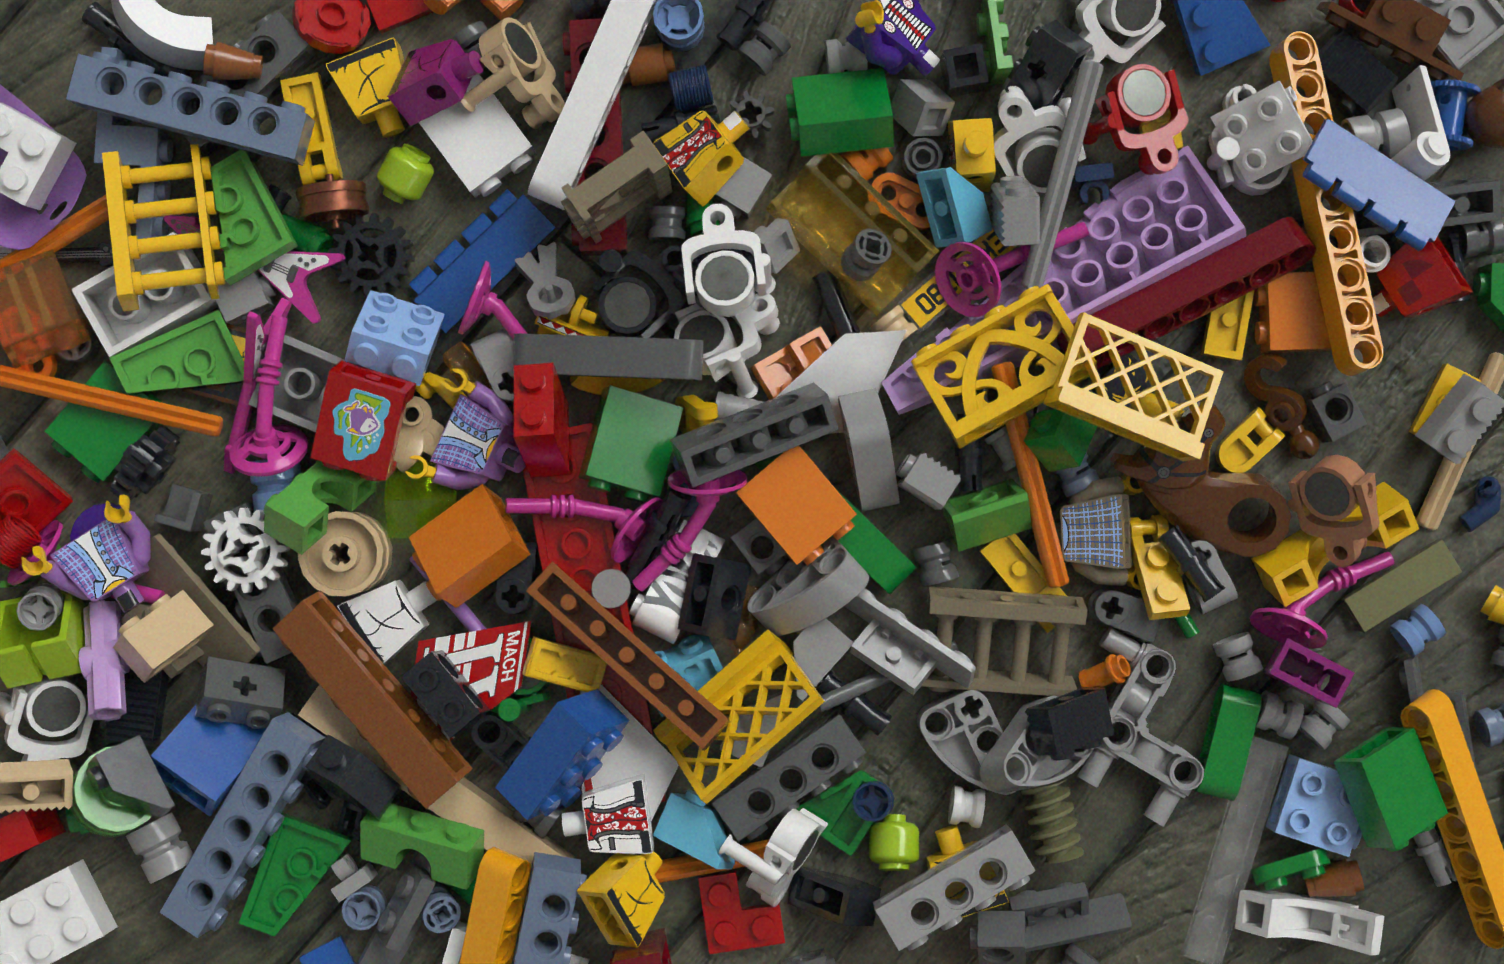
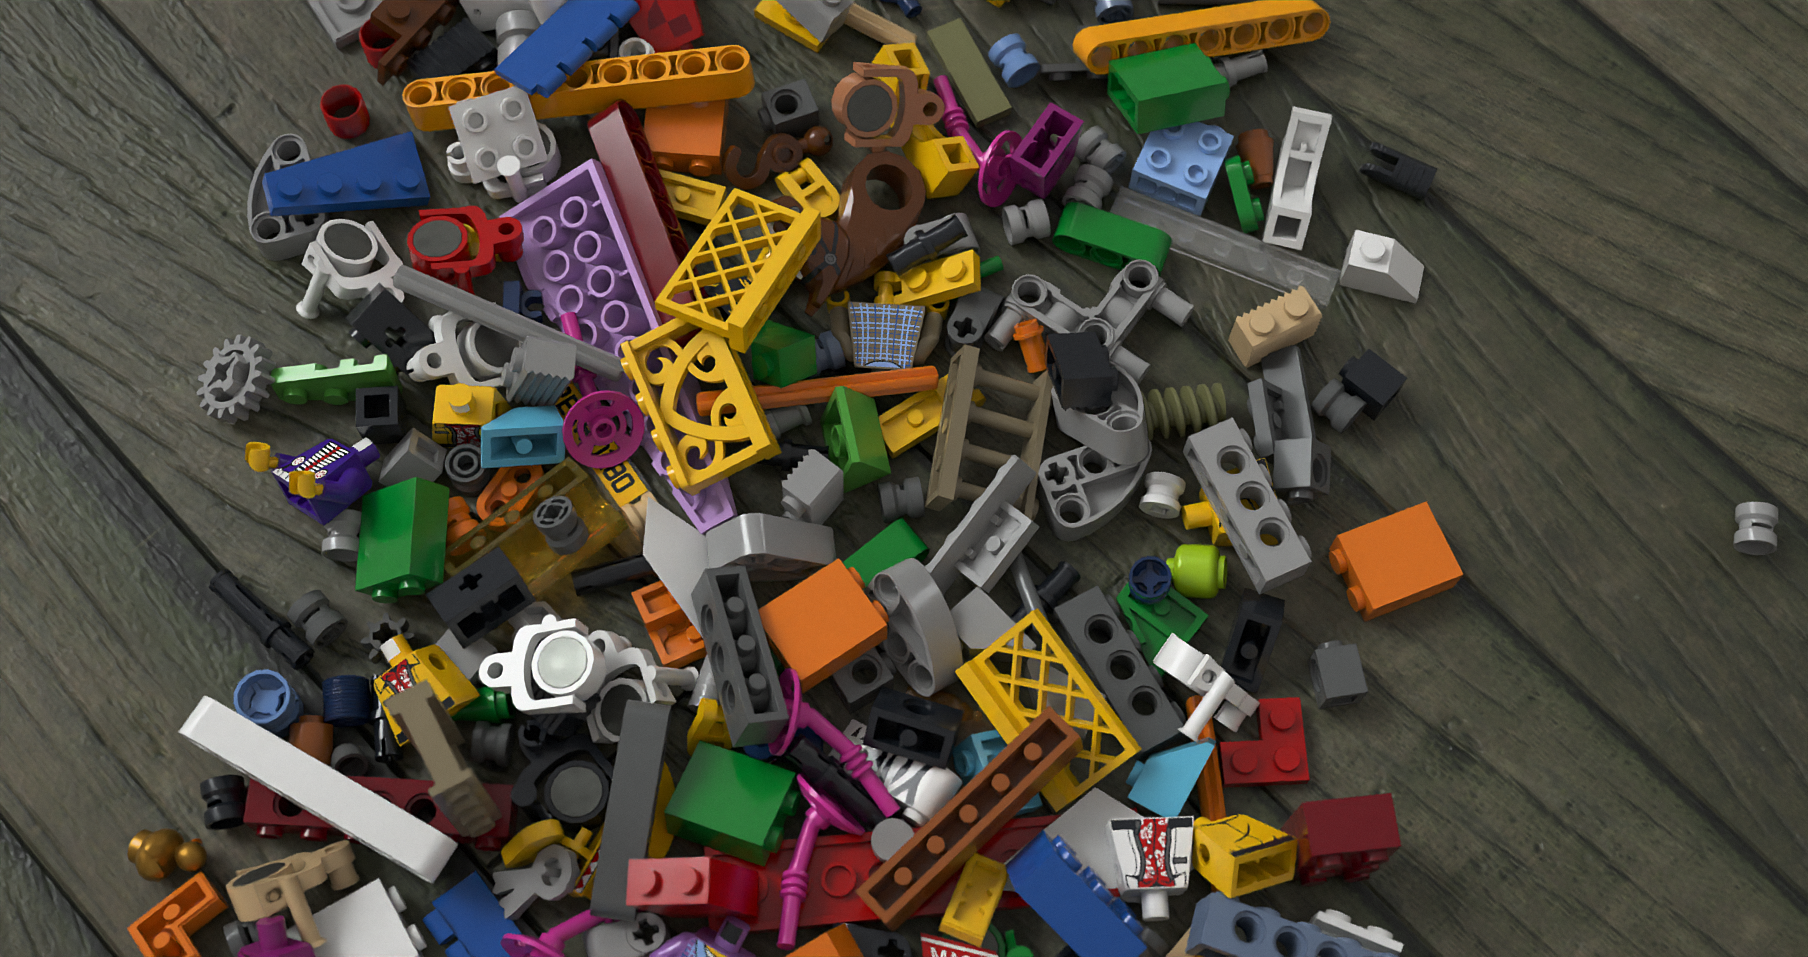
camera: 85 degrees left, 20 degrees down
(576, 273) = (530, 841): none -> yellow tile
(637, 100) = (349, 760): none -> dark grey hinge
(787, 193) = (481, 597): none -> black brick
(1150, 905) = (1274, 326): none -> tan brick

